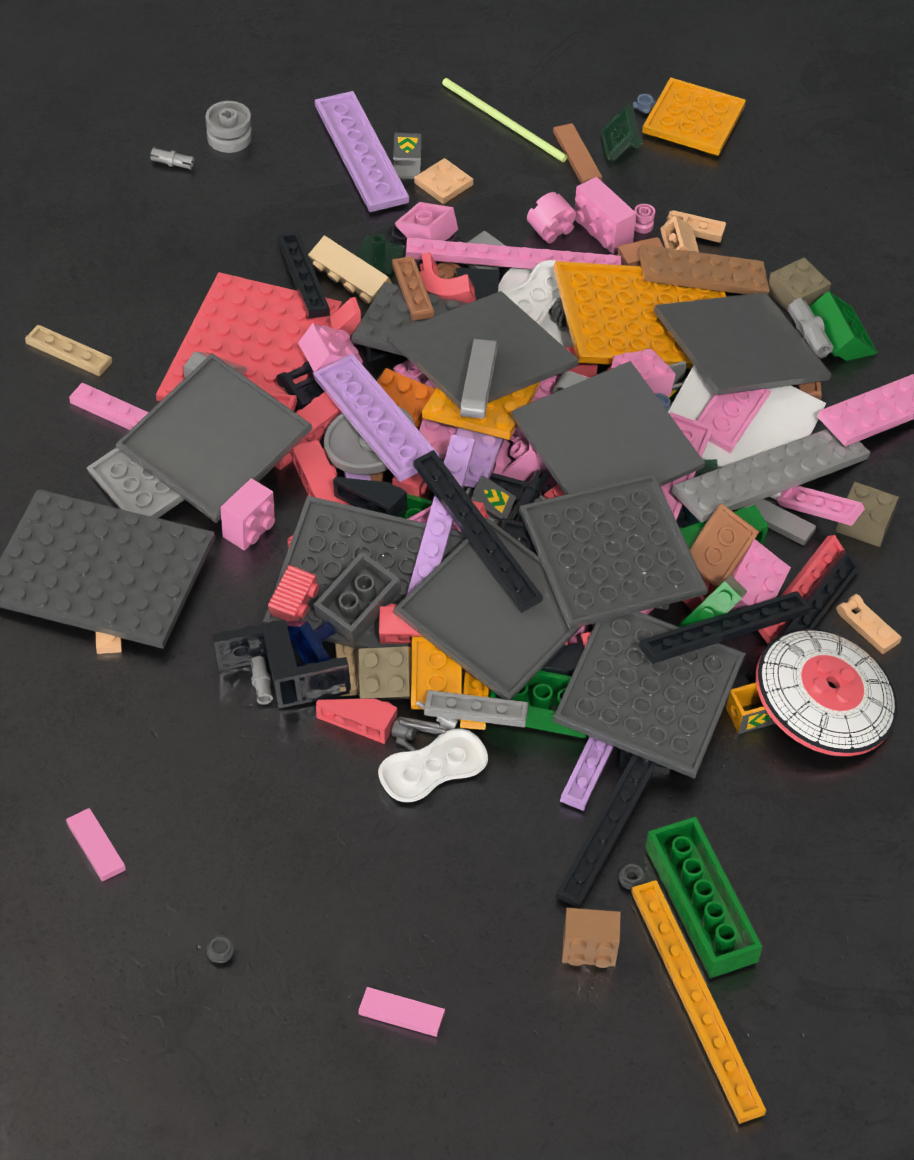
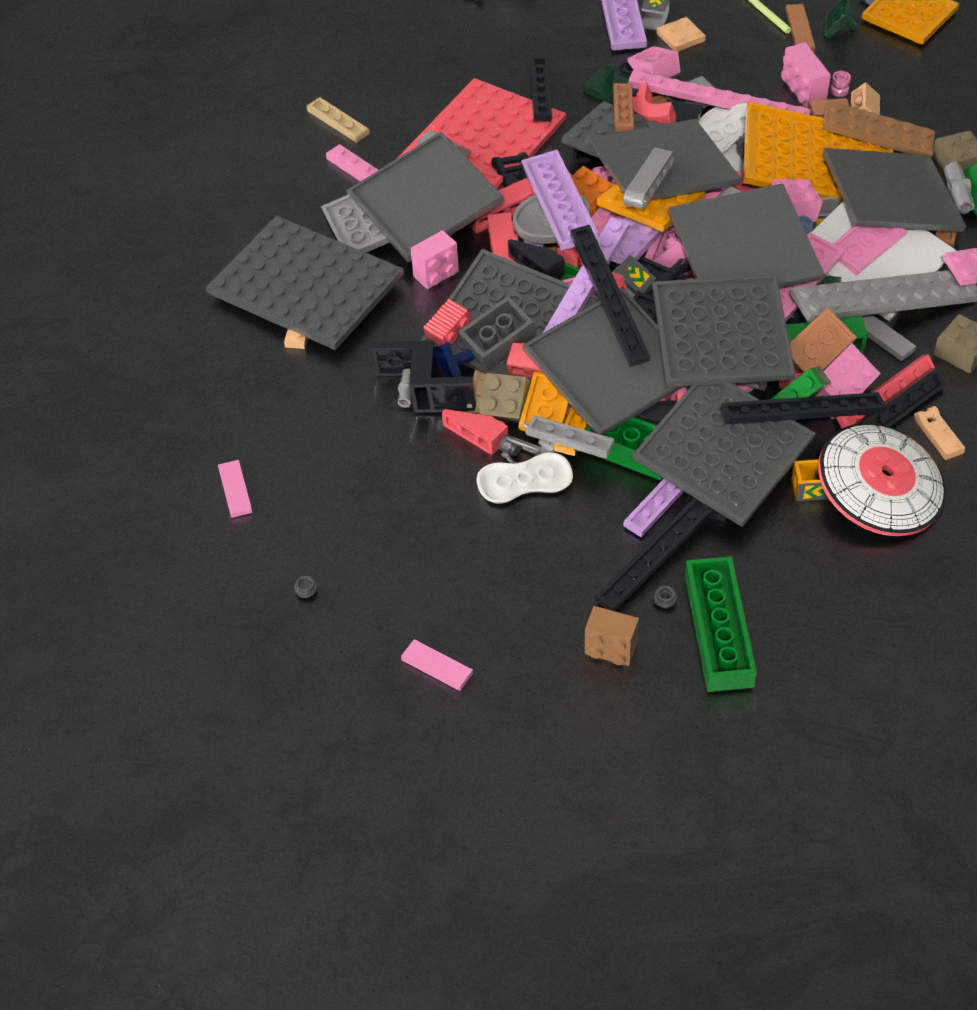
camera: 20 degrees right, 0 degrees up
(326, 345) = (538, 140): bright pink brick -> none
(347, 317) = (559, 127): coral slope -> none
(348, 269) = (576, 87): tan brick -> none
(552, 217) = (760, 71): bright pink brick -> none
(698, 1002) = (690, 710): light orange plate -> none
(702, 227) = (890, 97): light nougat plate -> none
(821, 504) = (923, 327): bright pink plate -> none

